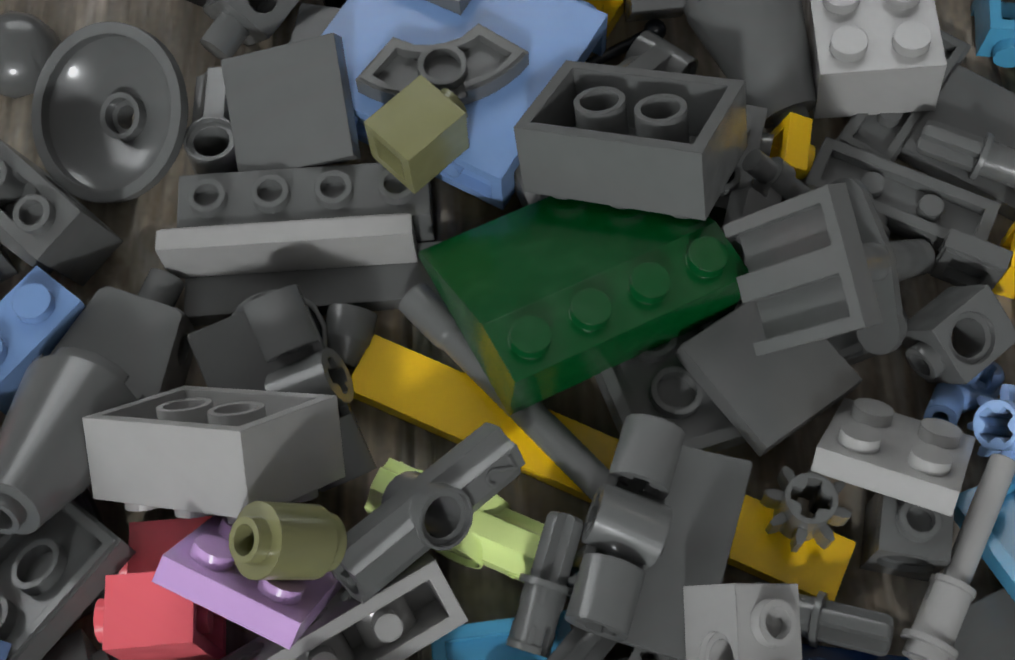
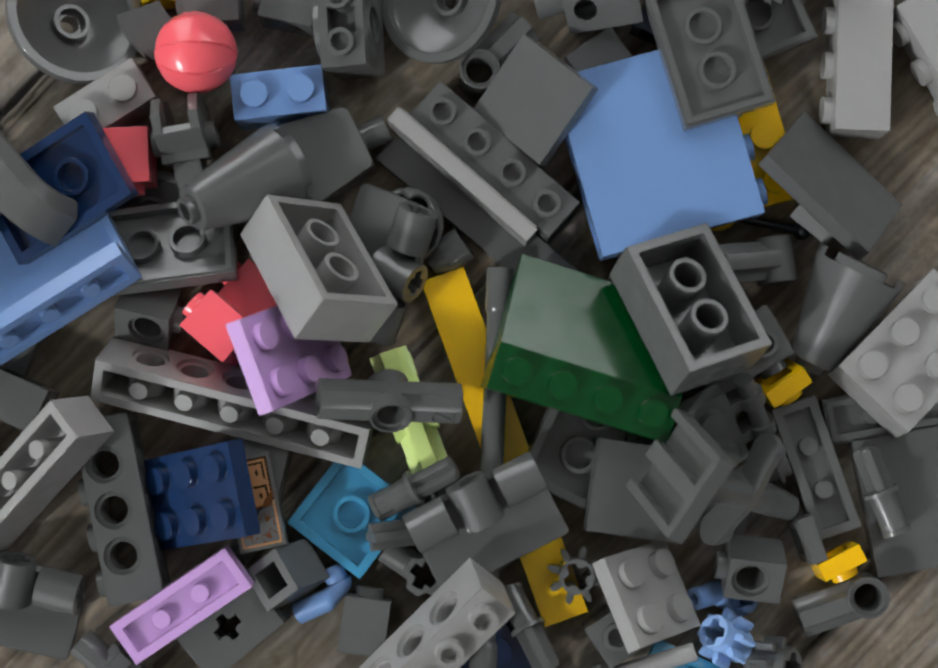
camera: 45 degrees right, 20 degrees up
(286, 541) = (302, 365): olive brick -> none
(418, 133) = (582, 193): olive brick -> none
(466, 66) = (634, 162): dark grey tile -> none

